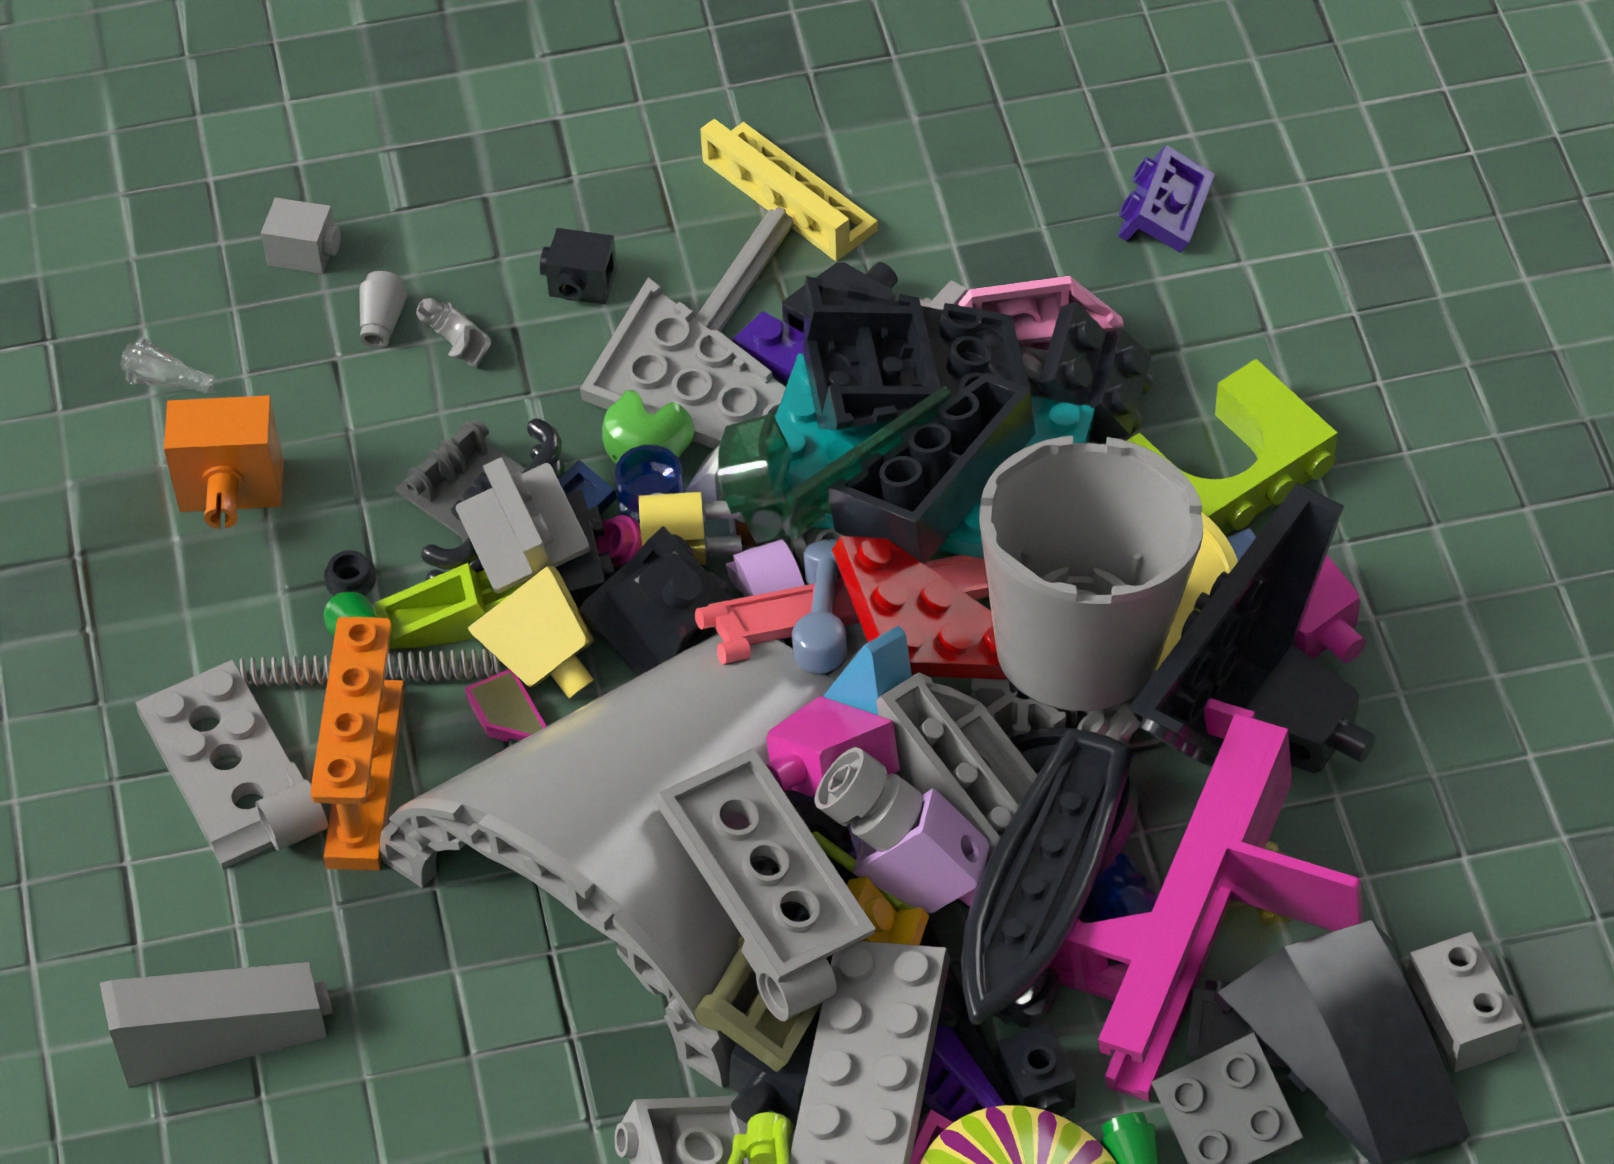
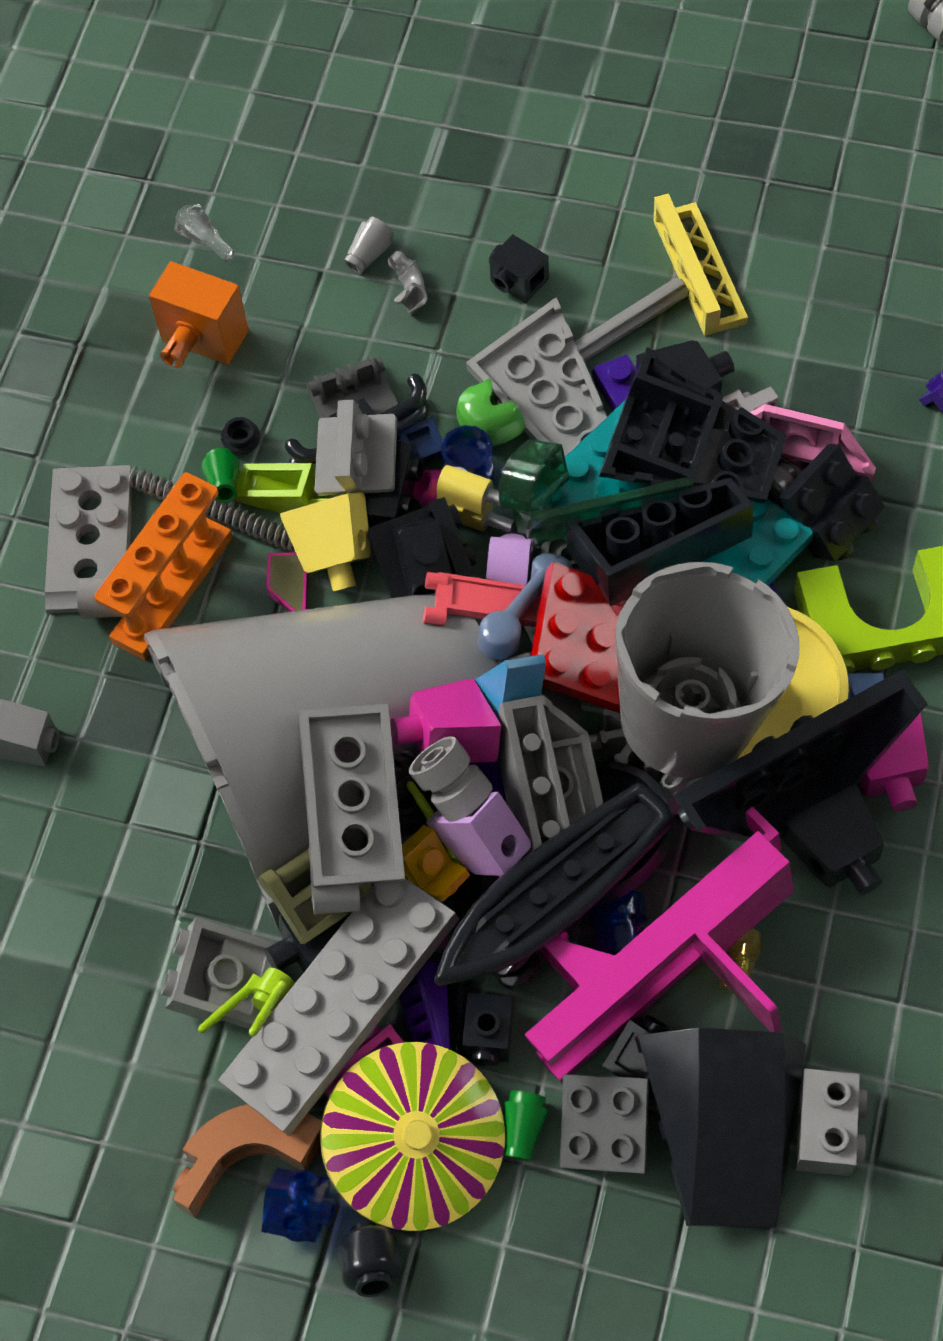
camera: 30 degrees right, 10 degrees up
(300, 235) = (343, 169): light grey brick -> none

